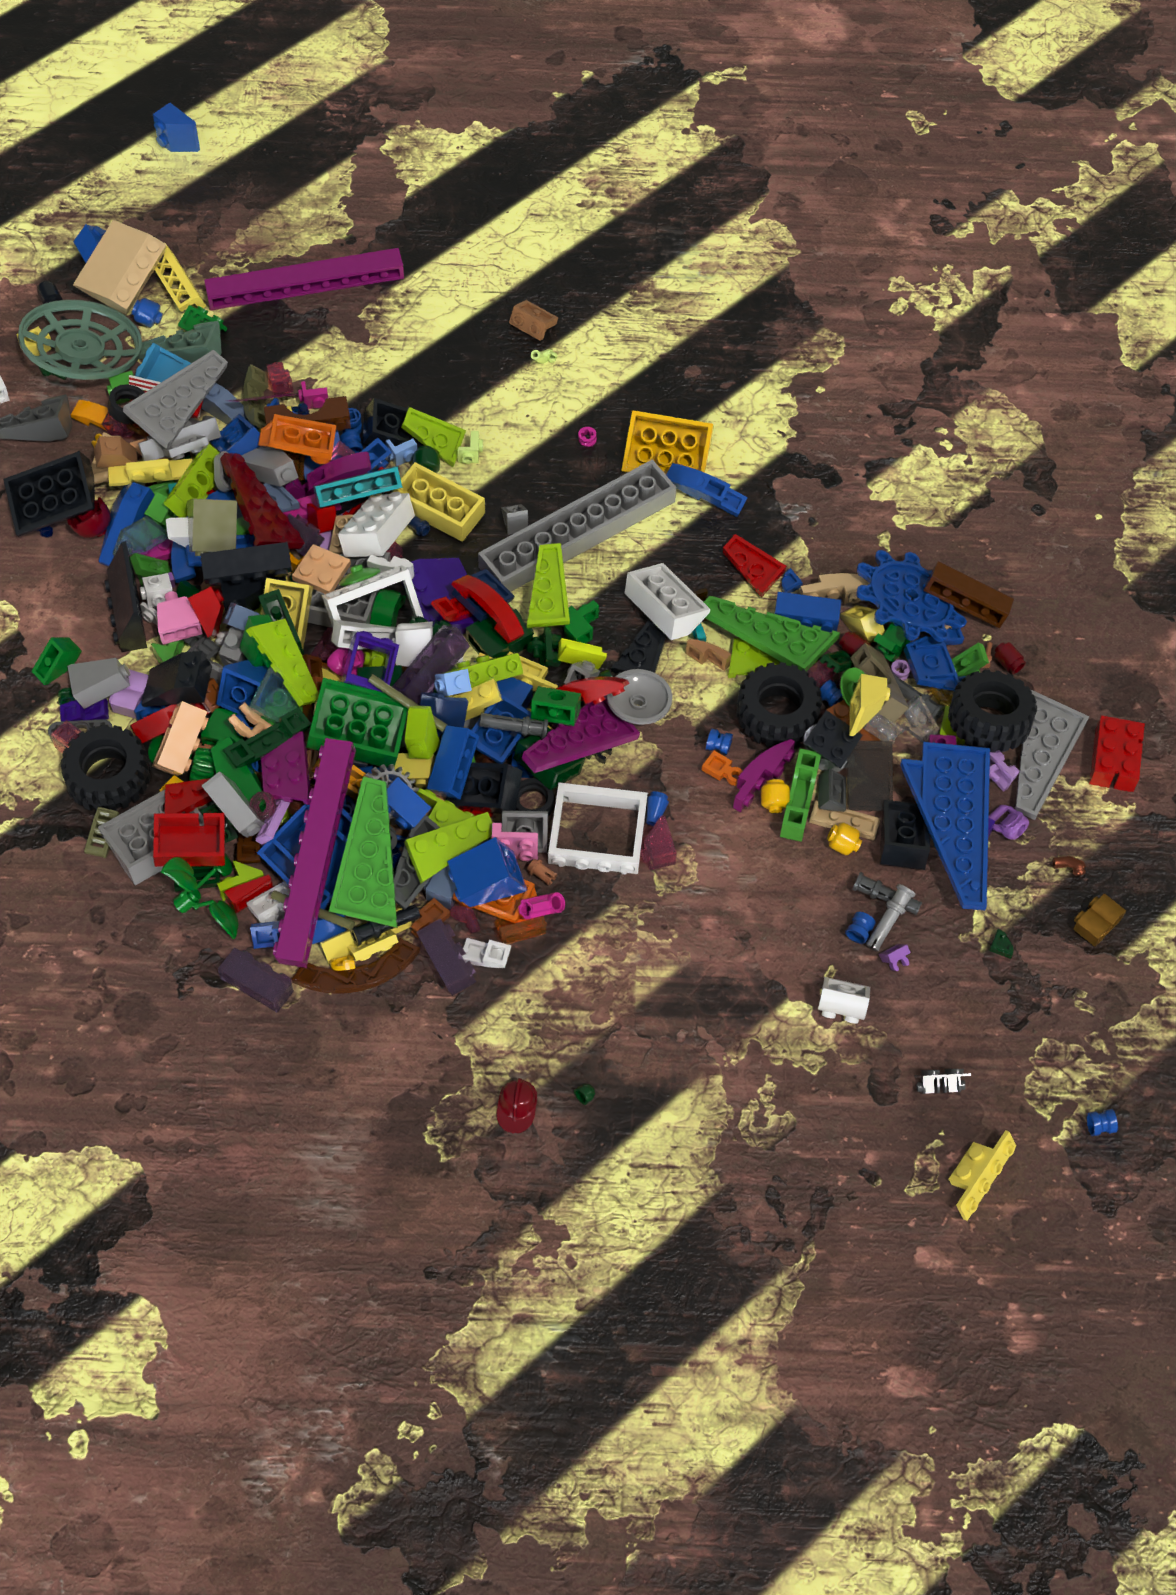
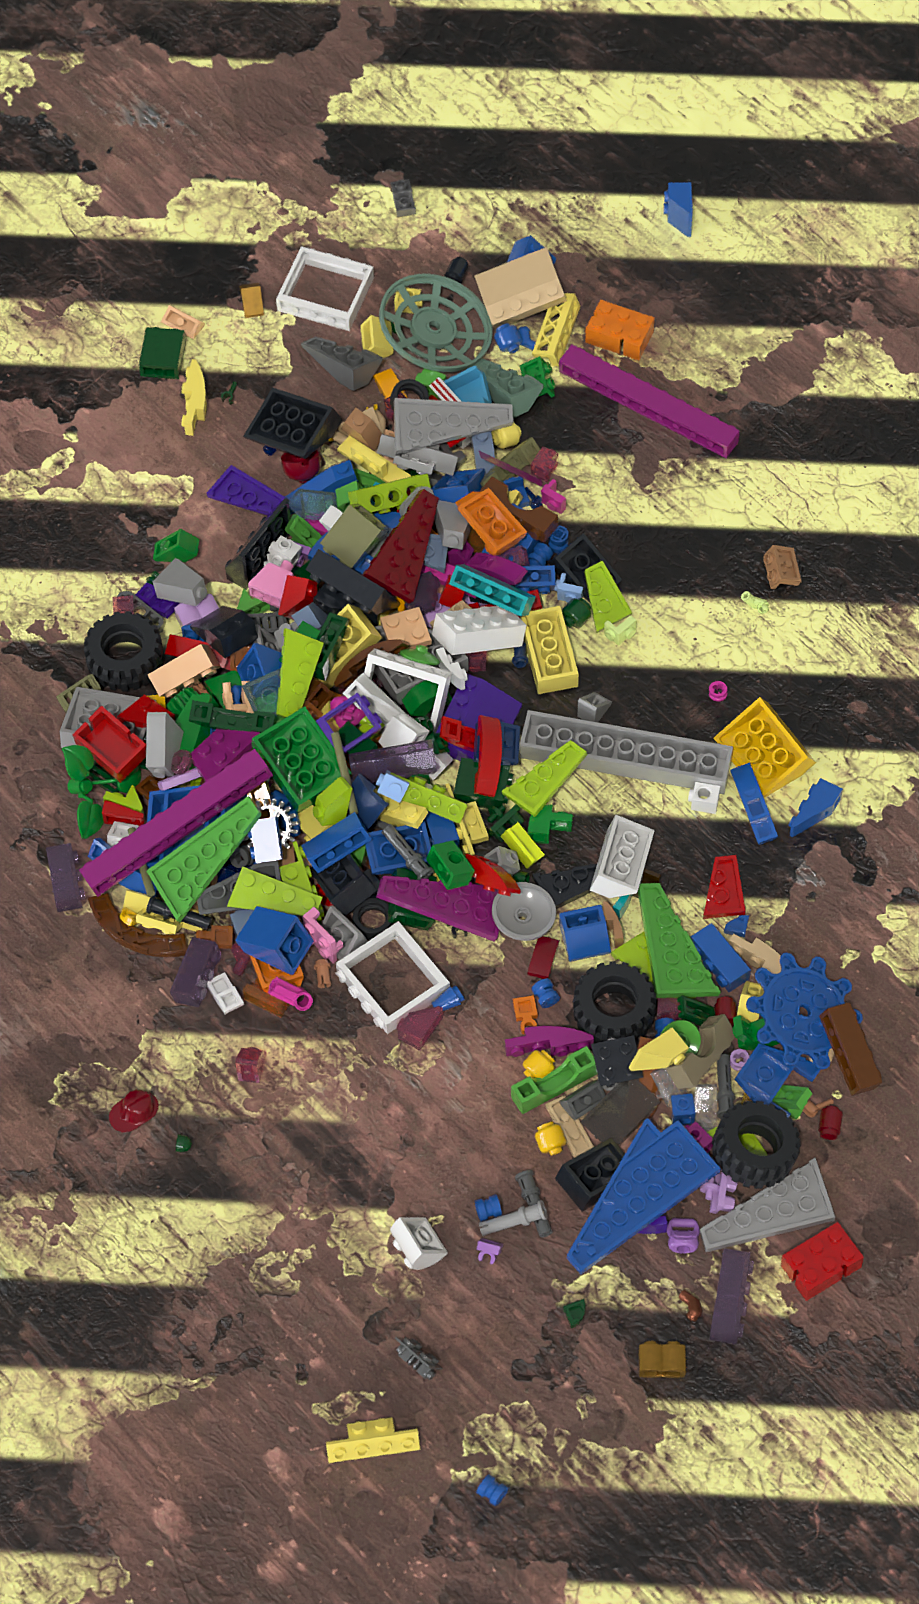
camera: 50 degrees right, 0 degrees up
(39, 385) = (373, 337): none -> light yellow brick
(68, 574) = (244, 492): none -> dark purple wing
(165, 305) = (527, 342): none -> blue arm
(220, 245) = (616, 323): none -> orange piece
(229, 379) = (506, 436): none -> light yellow head
(310, 637) = (349, 671): none -> reddish brown slope
(570, 985) = (249, 1064): none -> clear pink slope
(673, 510) = (706, 805): none -> white brick
(687, 718) = (543, 957): none -> dark red slope
(698, 675) = (584, 933): none -> blue slope
(747, 451) = (819, 805): none -> blue slope
(911, 735) = (683, 1109): none -> blue bracket
(1089, 833) = (730, 1296): none -> clear purple brick

